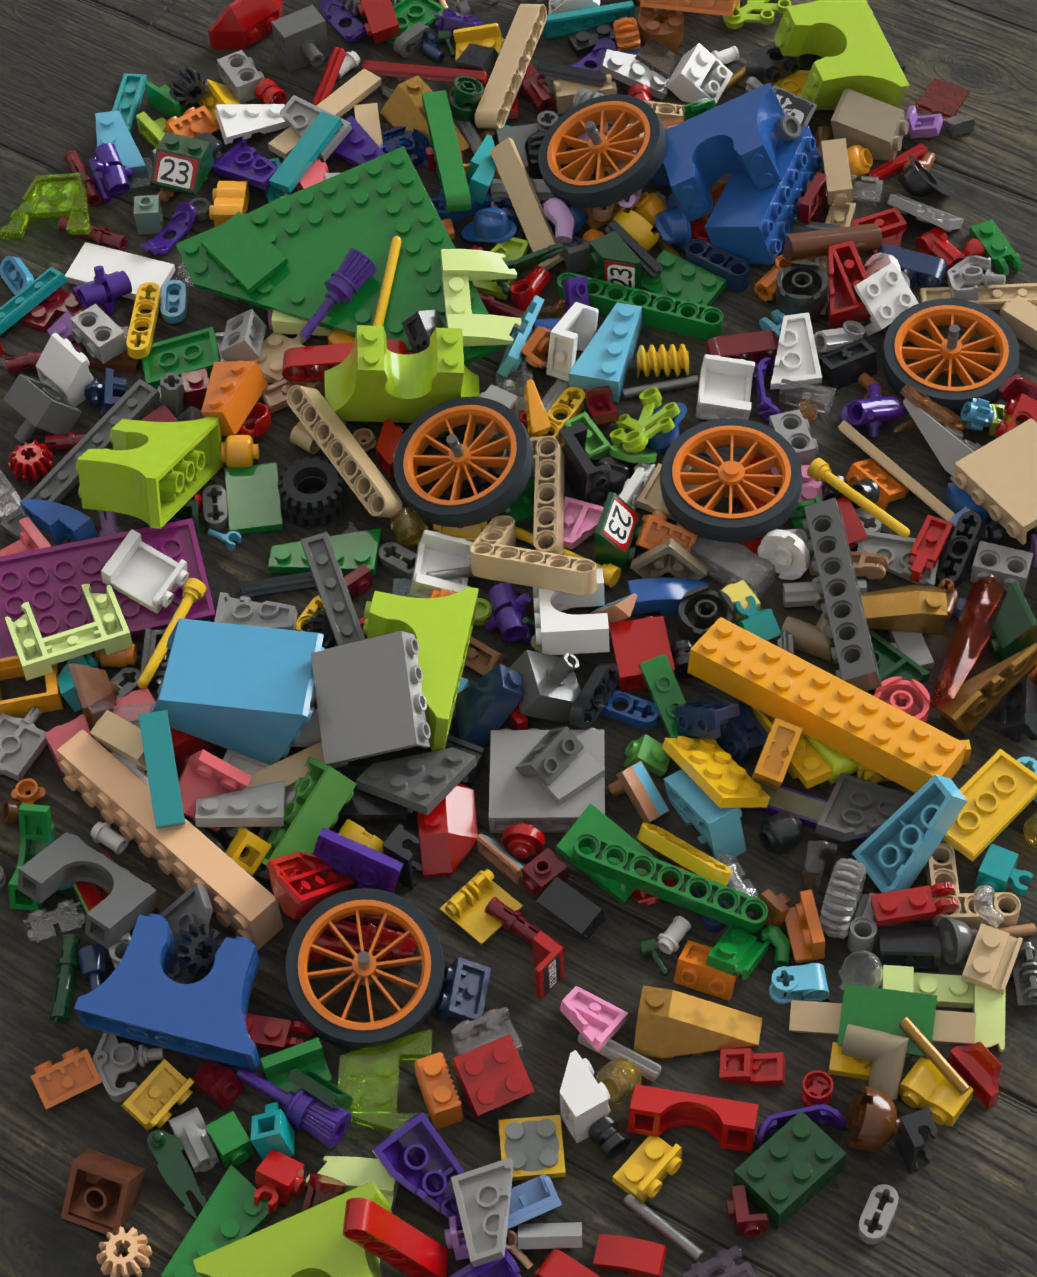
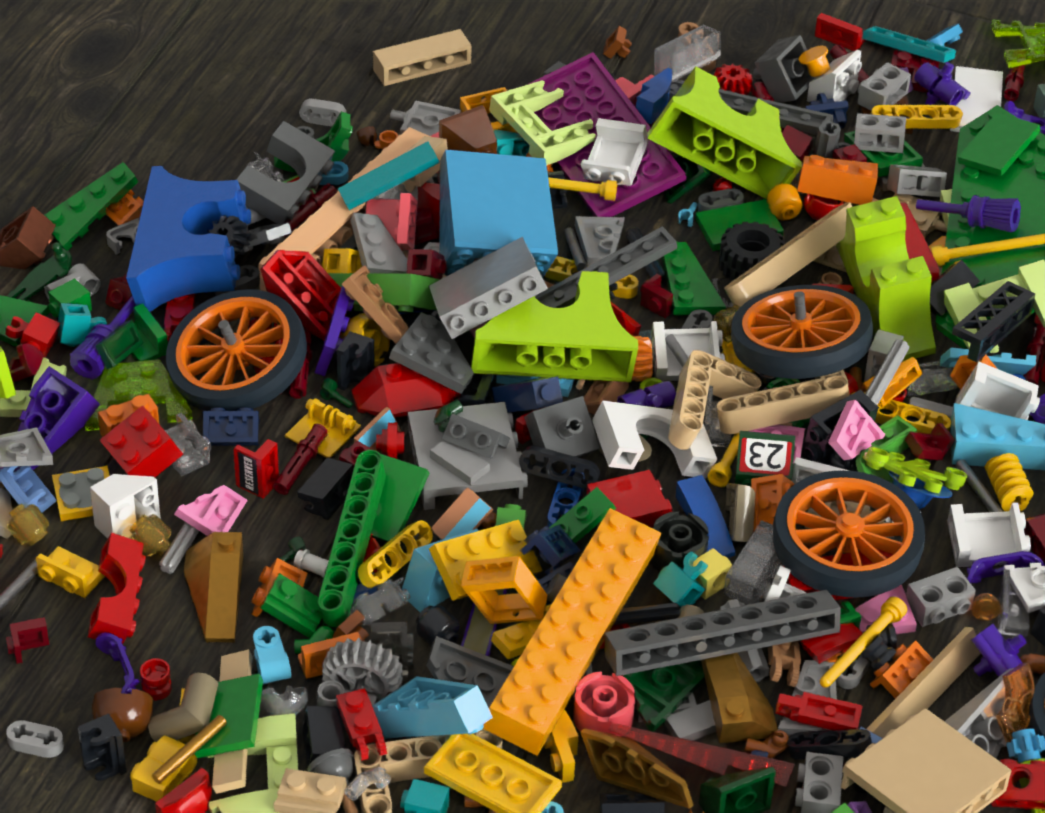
camera: 75 degrees right, 10 degrees down
(51, 373) = (815, 60): none -> light orange piece
(64, 1109) = (84, 207): none -> green wing
(157, 1094) = (106, 257): yellow bracket -> none
(171, 348) = (880, 133): none -> light grey brick
(174, 301) = (945, 137): dark azure plate -> none
(290, 763) = (426, 263): none -> dark red brick
(354, 813) = (370, 298): none -> medium nougat wing
(421, 896) = (329, 391): none -> dark green hand
(506, 299) = (1002, 320): none -> black fence
(508, 782) = (444, 413): none -> dark green arm
(537, 406) = (887, 370): none -> light grey axle
(584, 1201) = (27, 524): none -> clear yellow head
(594, 446) = (854, 431): none -> bright pink wing
(608, 1135) = (93, 539): black wheel -> none
(618, 609) = (665, 471): nougat slope -> none
(752, 1069) = (179, 635): red slope -> none
(757, 721) = (555, 586): none -> dark grey tile
(790, 1169) = (70, 663): dark green brick -> none

